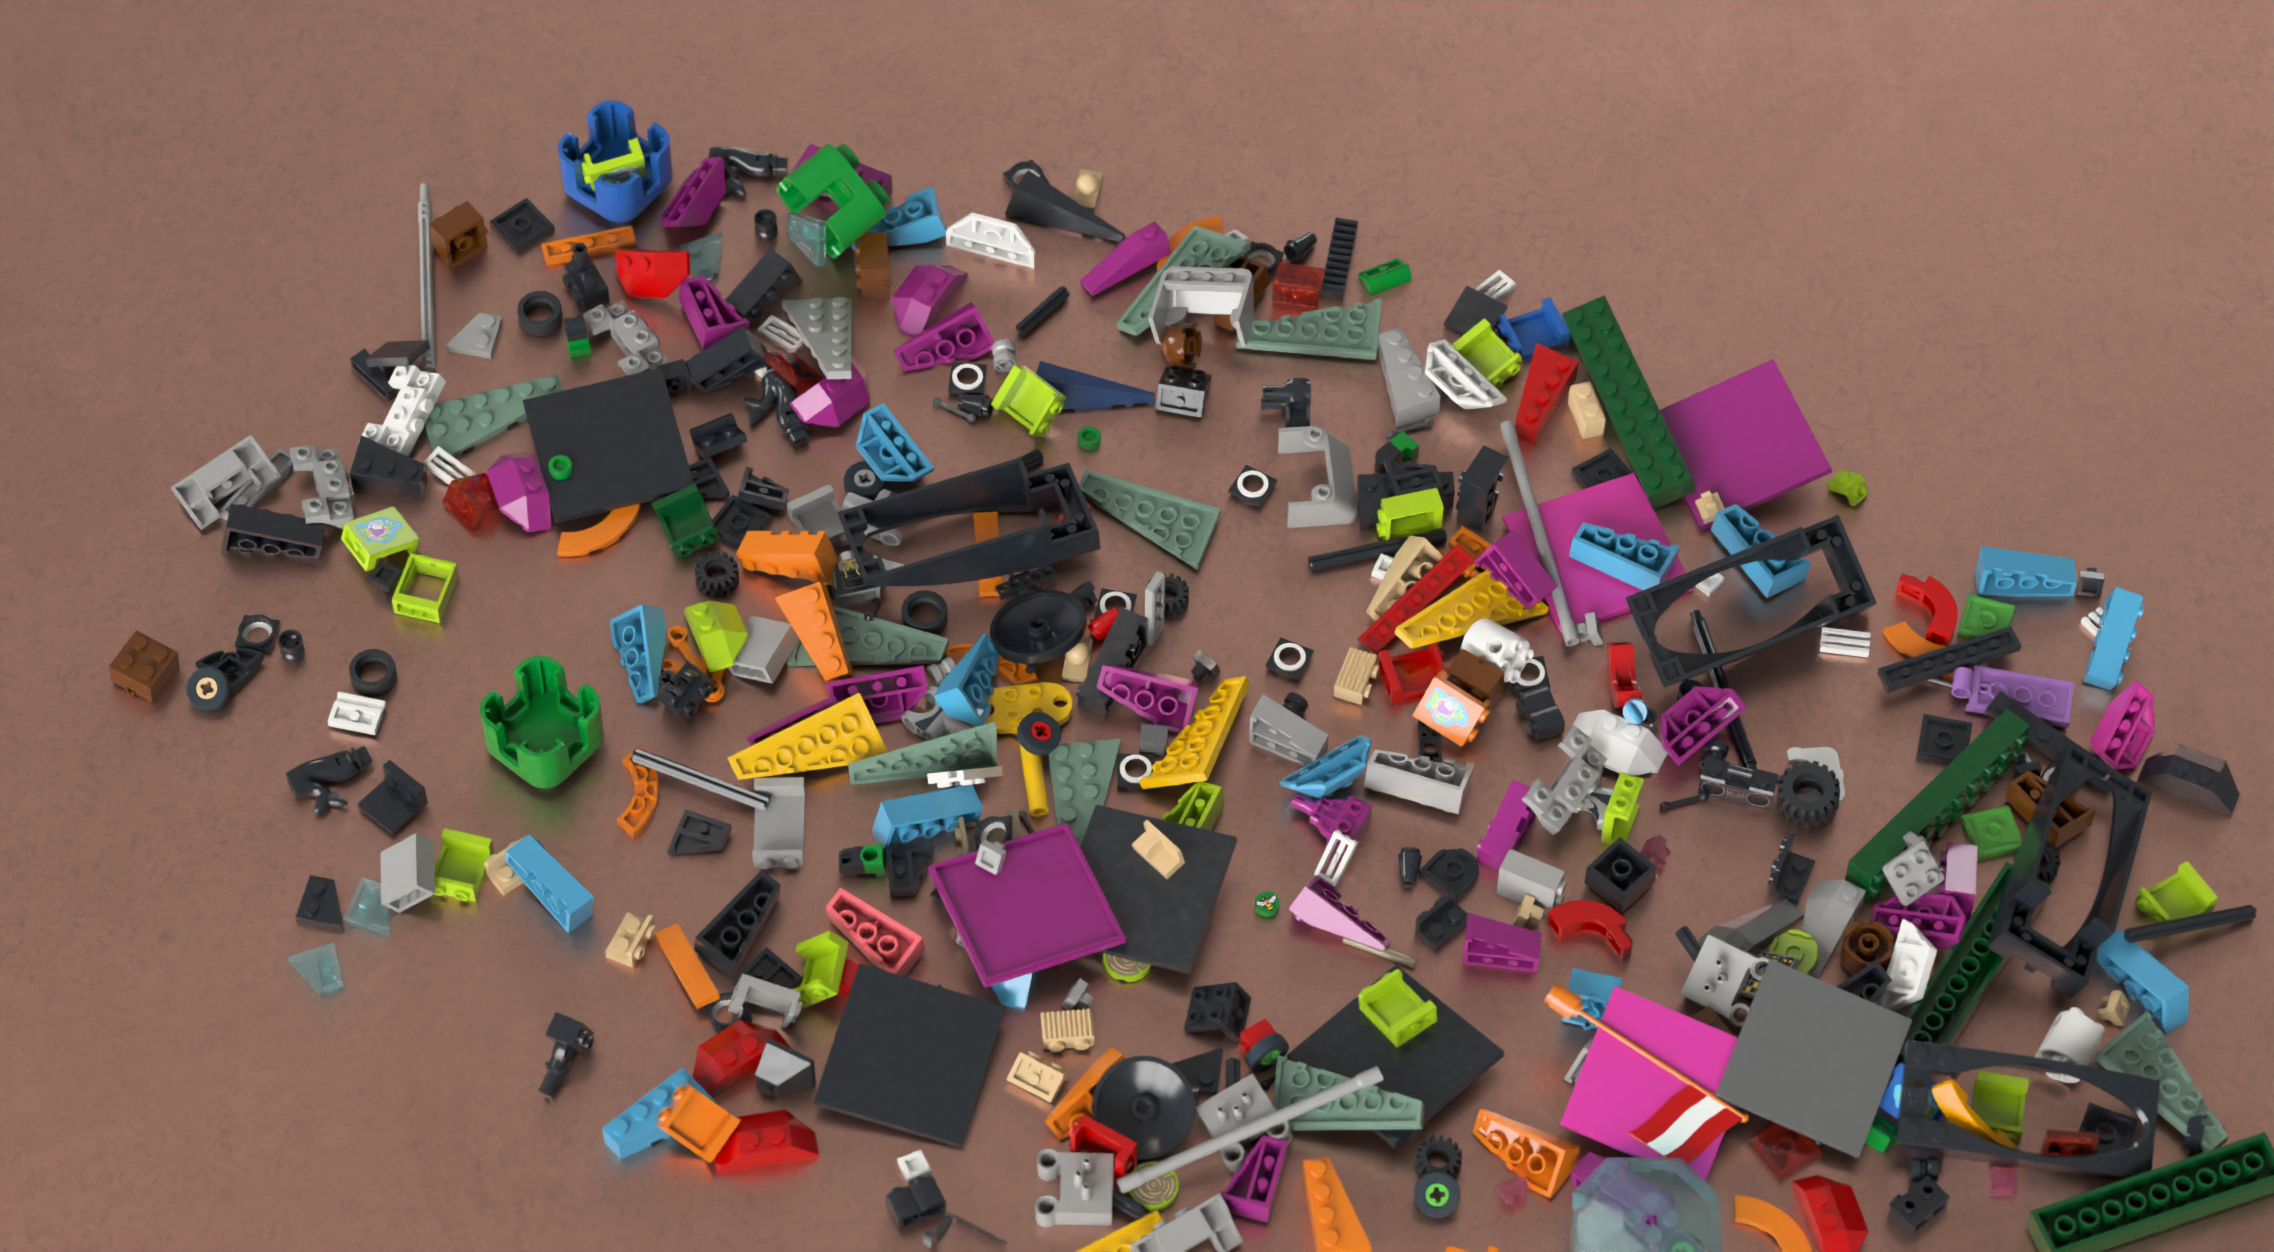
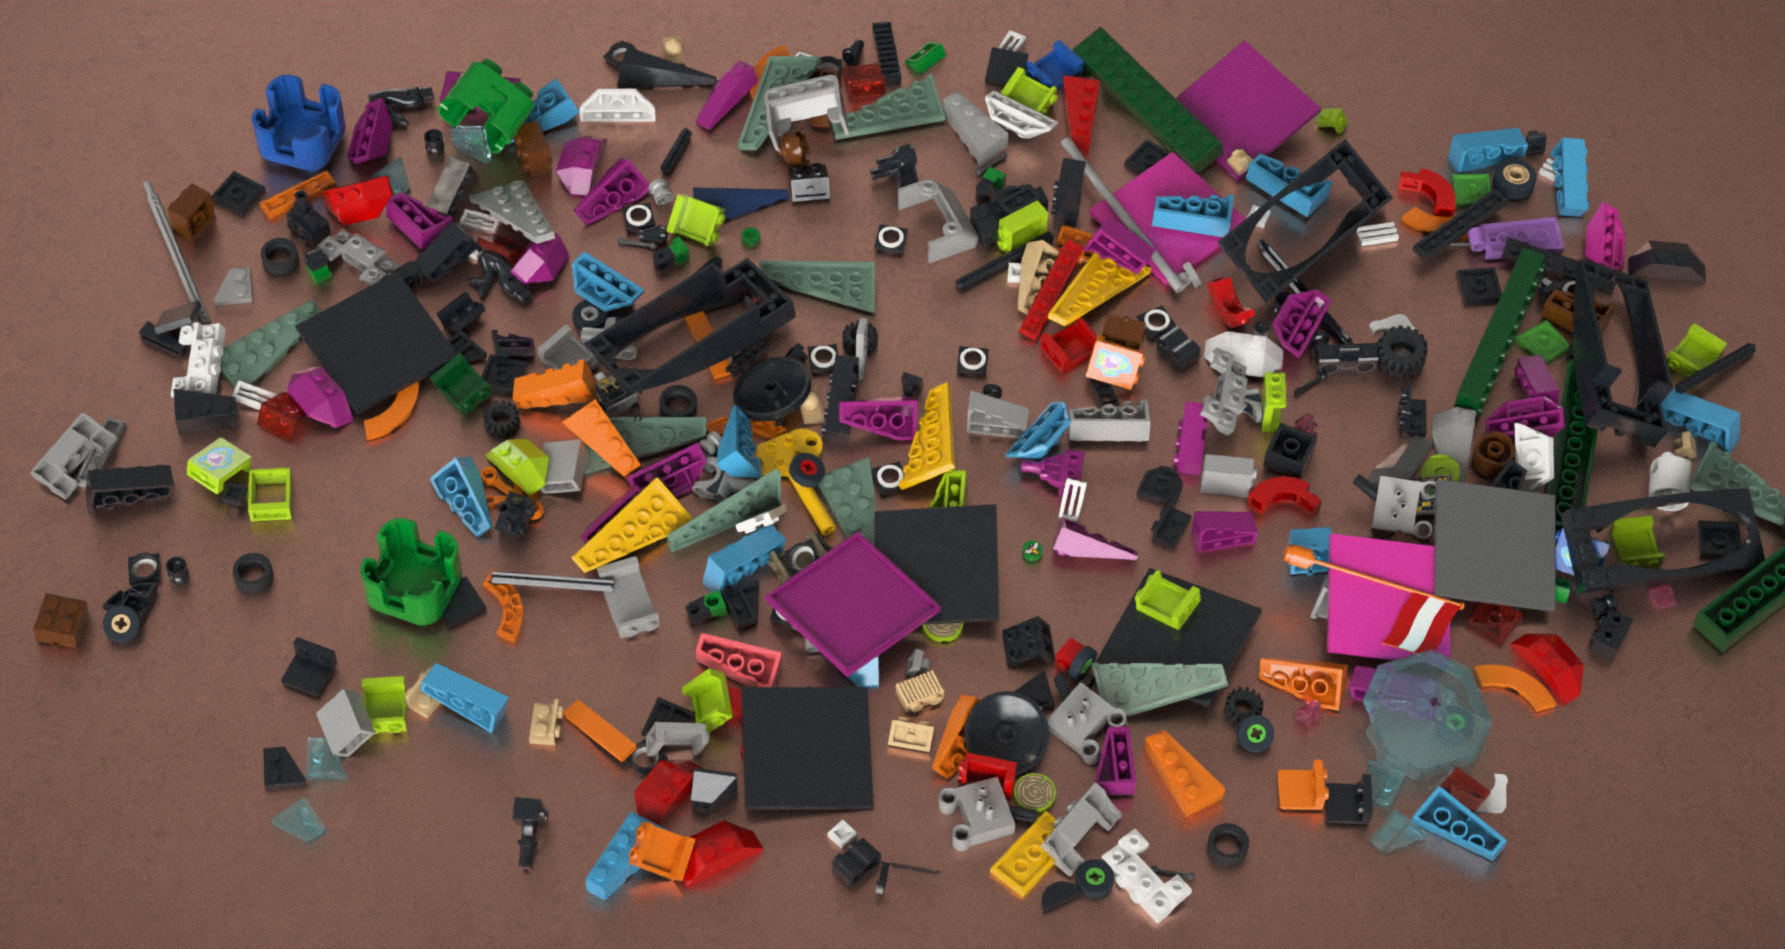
camera: 20 degrees left, 0 degrees up
(327, 768) = (249, 657): black piece -> none
(331, 481) = (161, 434): light grey bracket -> none
(356, 713) = (252, 608): white plate -> none
(560, 467) = (346, 369): green tile -> none
(592, 776) = (463, 604): none -> black tile
(617, 168) = (304, 127): lime panel -> none
(698, 834) = (567, 624): black wing -> none
(736, 927) = (627, 692): black wedge -> none
(985, 435) = (671, 256): none -> leg
(991, 856) = (812, 574): light grey tile -> none
(1102, 624) = (822, 372): red cone -> none
(1153, 739) = (895, 450): dark grey piece -> none
(1158, 850) = (940, 531): tan panel -> none
(1356, 675) = (1029, 359): tan brick -> none
(1360, 1081) = (1024, 789): light grey piece -> none
(1386, 953) = (1139, 562): dark tan bar -> none
(1409, 865) = (1128, 489): black cone -> none
(1499, 646) = (1130, 303): white cylinder -> none
(1527, 913) = (1232, 499): tan tile -> none
(1586, 410) = (1118, 115): tan brick -> none
(1635, 710) = (1253, 325): tile -> none
(1913, 870) = (1508, 385): light grey bracket -> none
(1953, 1104) = (1615, 550): light orange slope -> none
(2044, 621) = (1514, 179): none -> black wheel
(2069, 1142) = (1702, 554): clear red tile -> none

